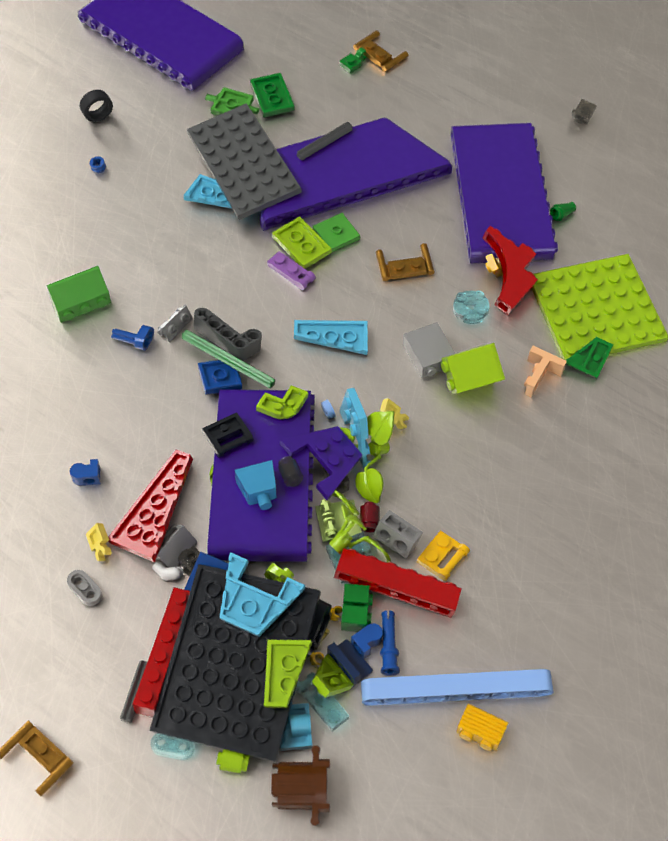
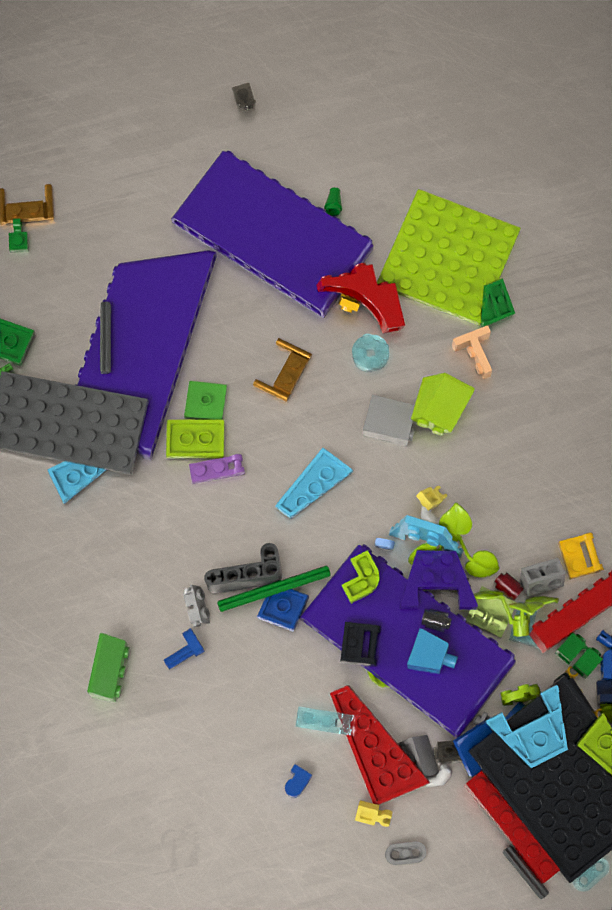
camera: 50 degrees left, 15 degrees up
(149, 458) = (323, 720): none -> clear light blue plate

